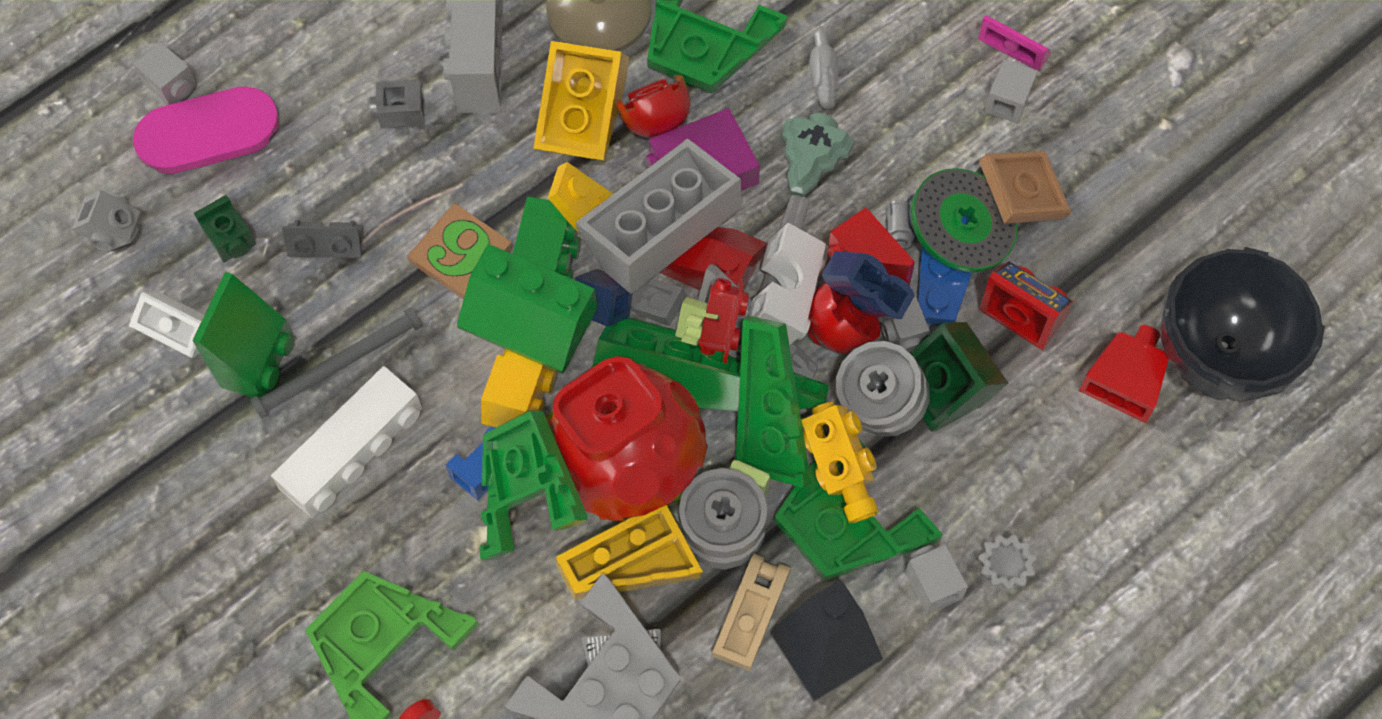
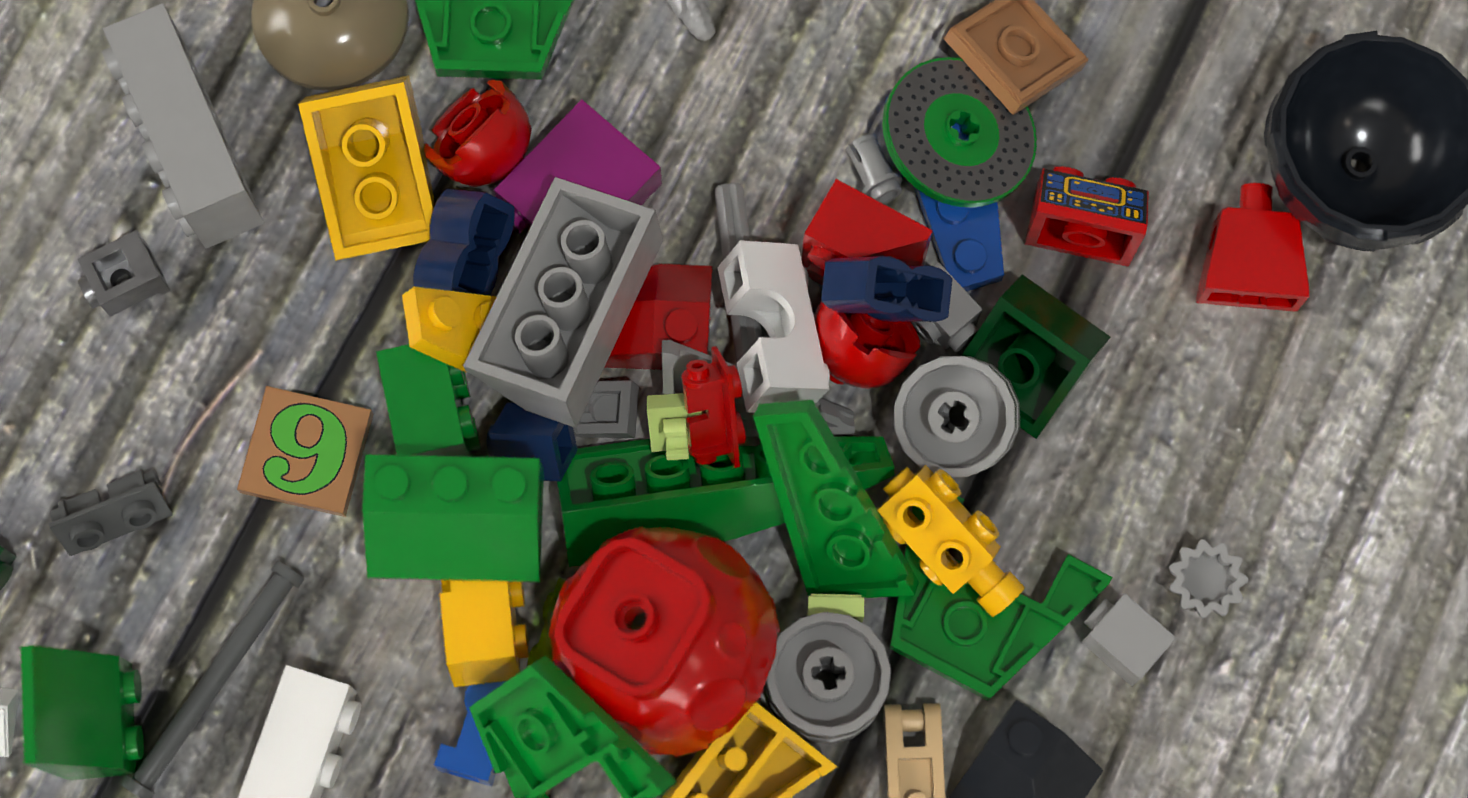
camera: 25 degrees left, 10 degrees up
(619, 160) = (464, 242): none -> dark blue brick
(813, 149) = (716, 110): sand green rock -> none

